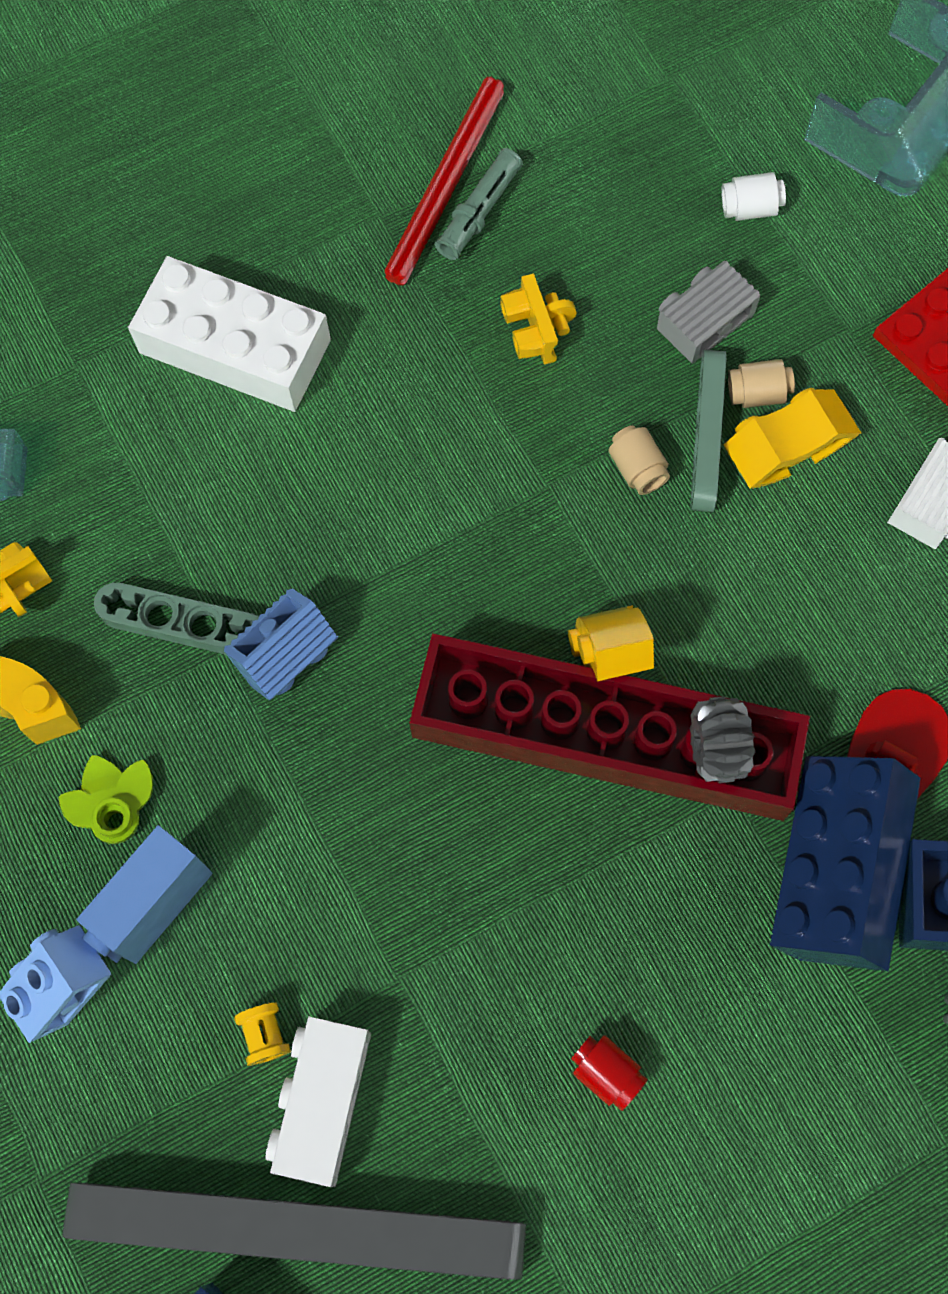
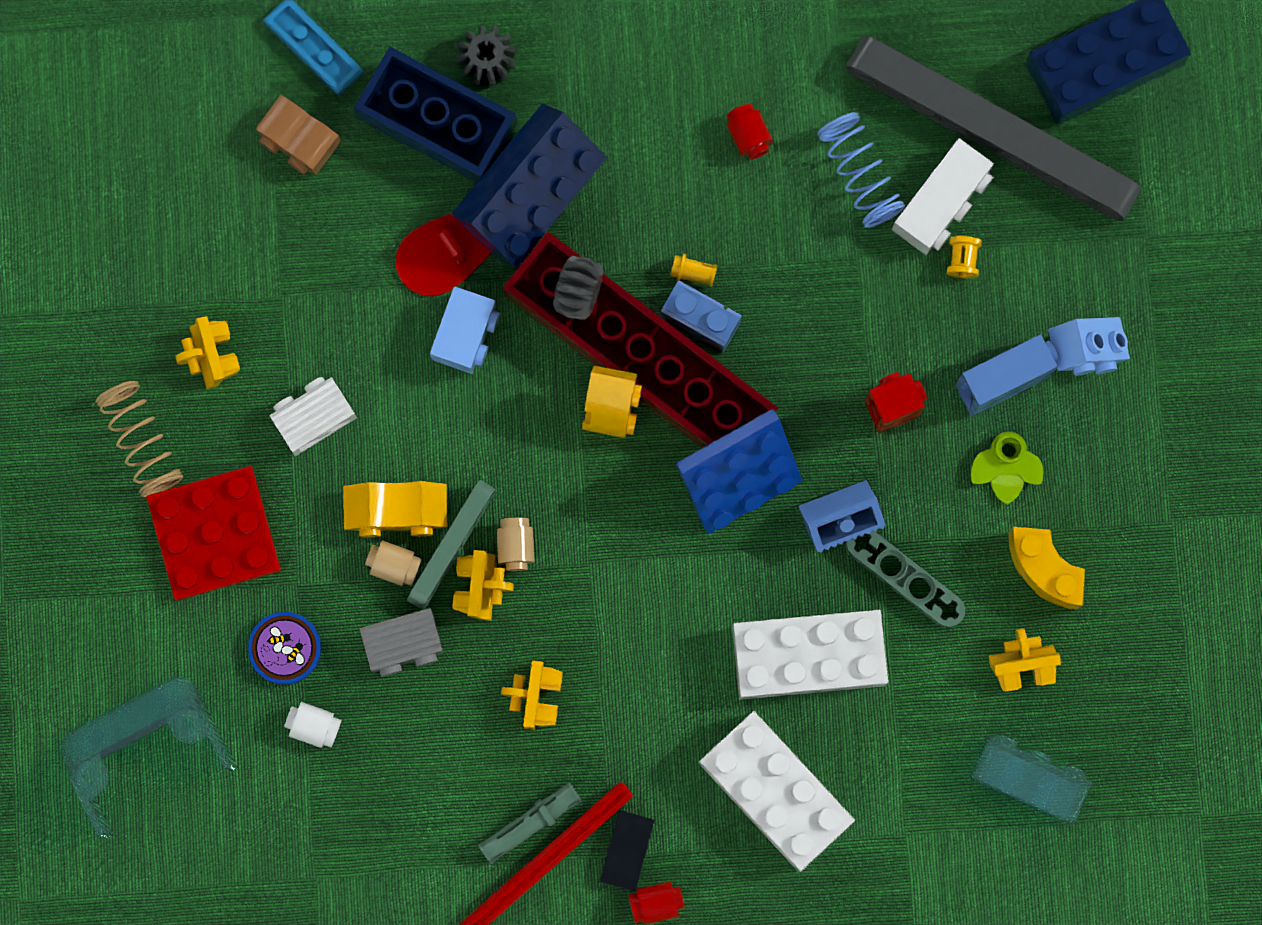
camera: 160 degrees left, 10 degrees up
(254, 483) = (809, 654): none -> white brick
(271, 800) = (895, 401): none -> red brick
(311, 182) = (656, 903): none -> red brick
(365, 223) = (627, 850): none -> black tile
(380, 1052) = (878, 214): none -> light blue piece
(421, 628) = (739, 472): none -> blue plate
(556, 804) = (700, 316): none -> medium blue brick
(592, 861) = (693, 270): none -> yellow pin
(649, 401) = (485, 586): none -> yellow hips
(824, 659) = (464, 330): none -> light blue brick
(825, 259) = (284, 648): none -> tile

